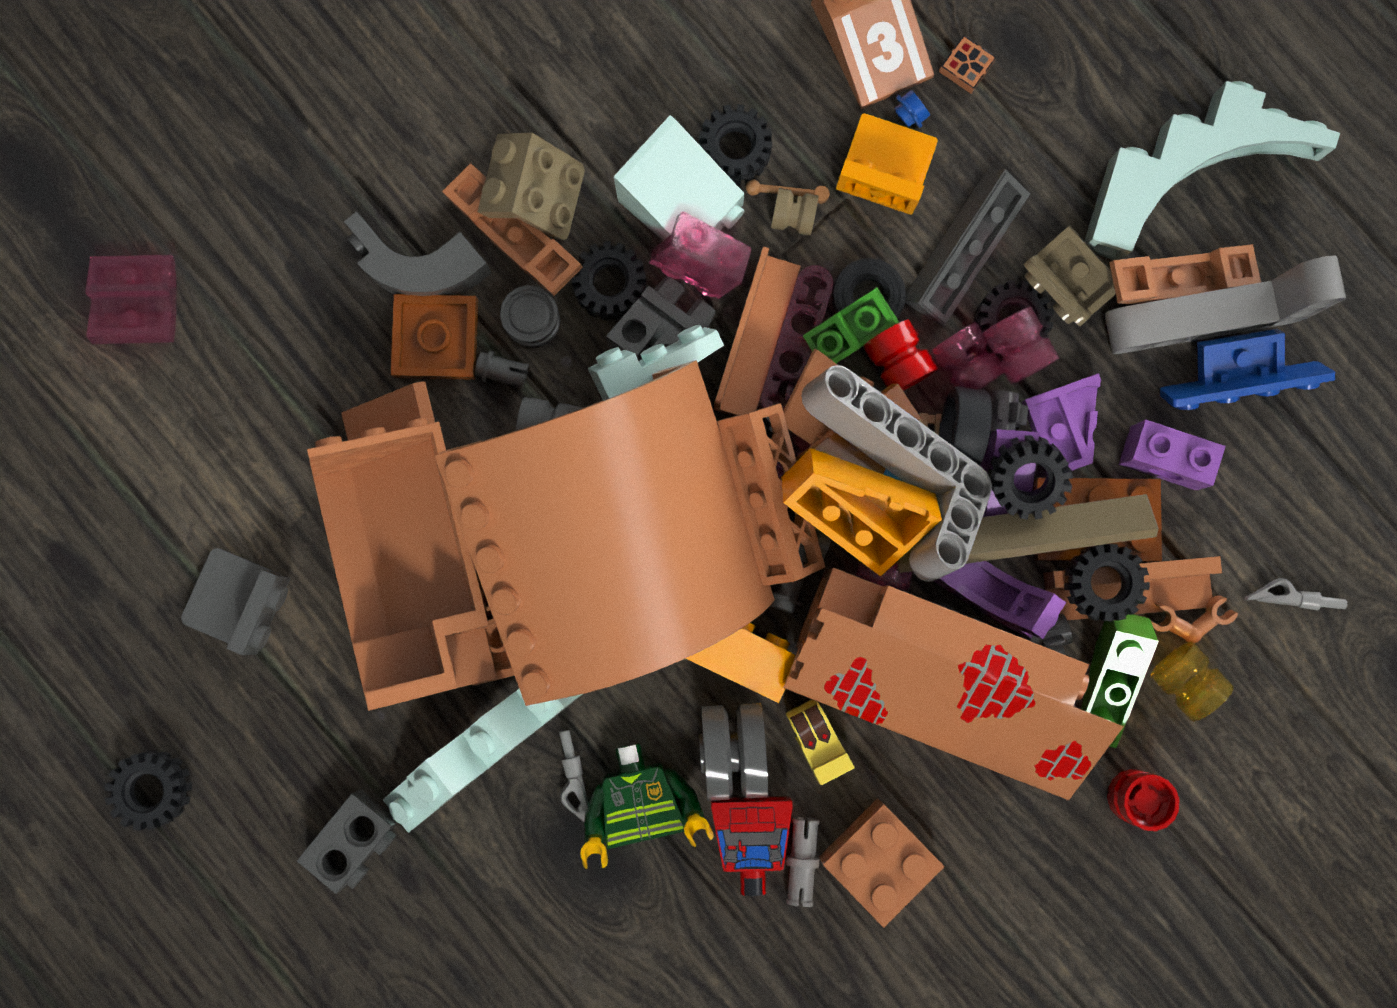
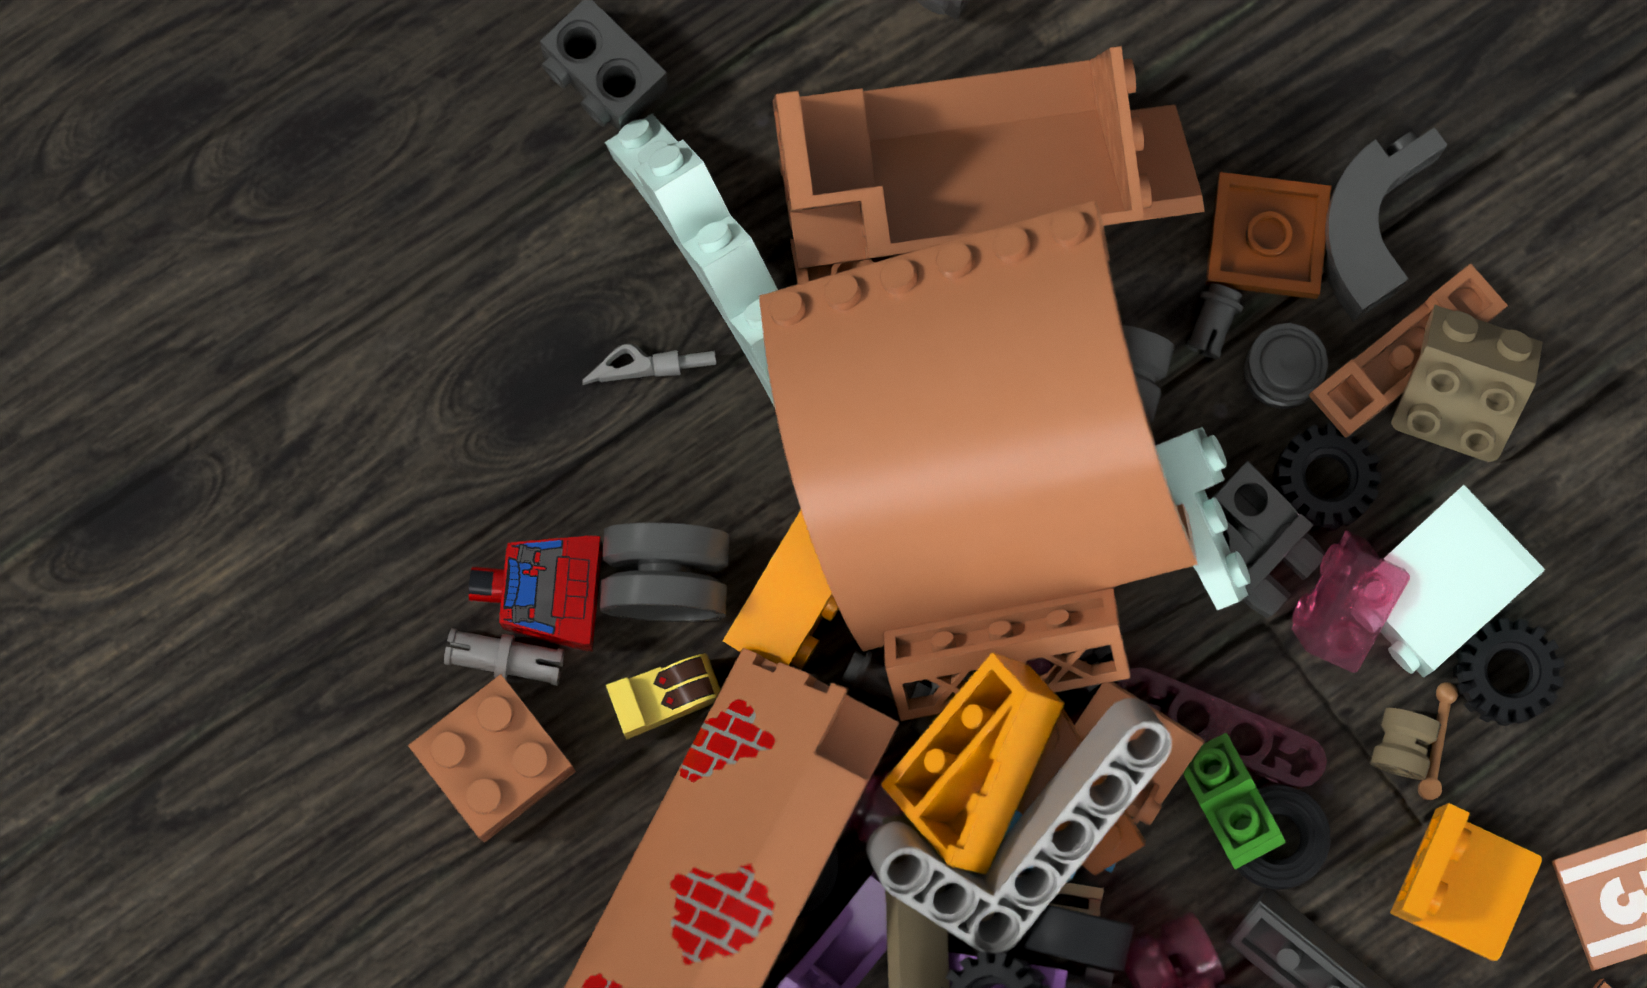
camera: 95 degrees right, 5 degrees down
(639, 806) = (605, 443): dark green torso -> none
(756, 335) = (1234, 670): nougat panel -> none
(898, 354) = (1184, 866): red wheel -> none
(911, 109) = (1542, 928): blue plate -> none

